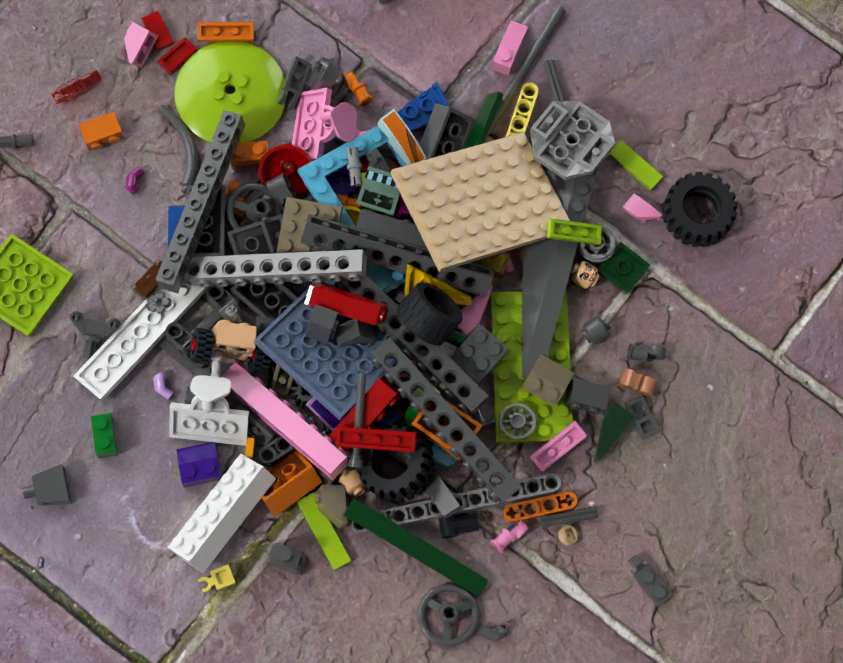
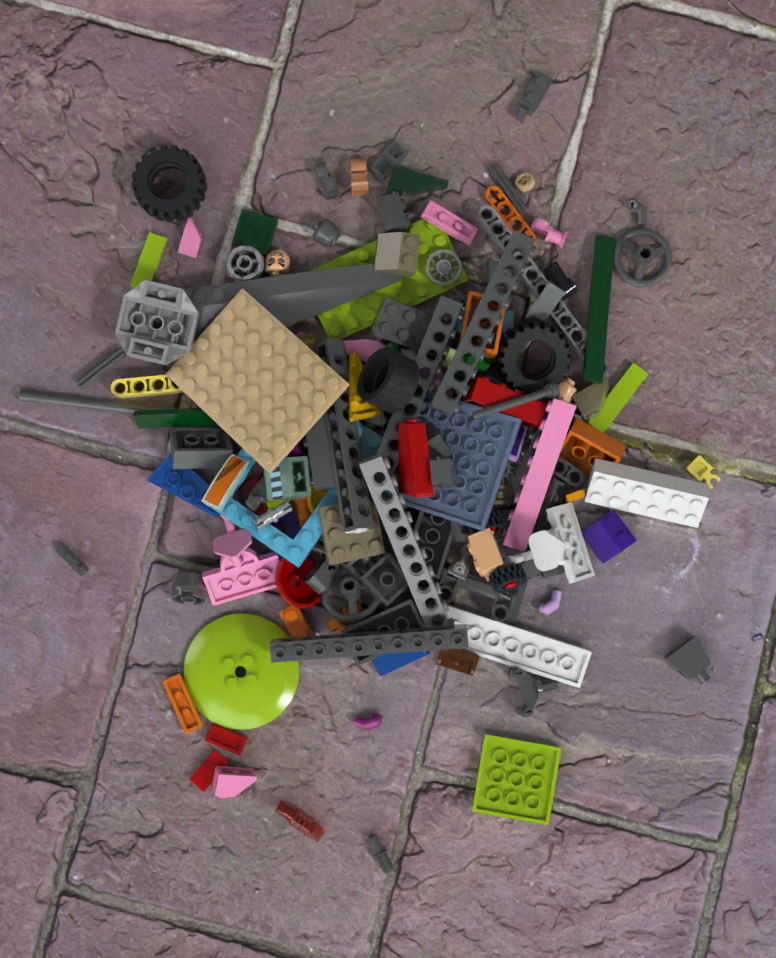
camera: 105 degrees left, 10 degrees up
(101, 131) = (335, 775): orange brick -> none
(104, 435) = (622, 633): green brick -> none
(157, 302) = (478, 642): dark grey plant -> none
(192, 160) = (330, 673): dark grey animal -> none
(286, 558) = (659, 419): dark grey torso -> none
(294, 81) = (205, 614): dark grey hinge -> none
(357, 88) = (187, 548): orange connector -> none
(376, 439) = (527, 378): red tile -> none
(509, 48) = (81, 426): bright pink slope -> none
(574, 231) = (247, 284): lime tile -> none

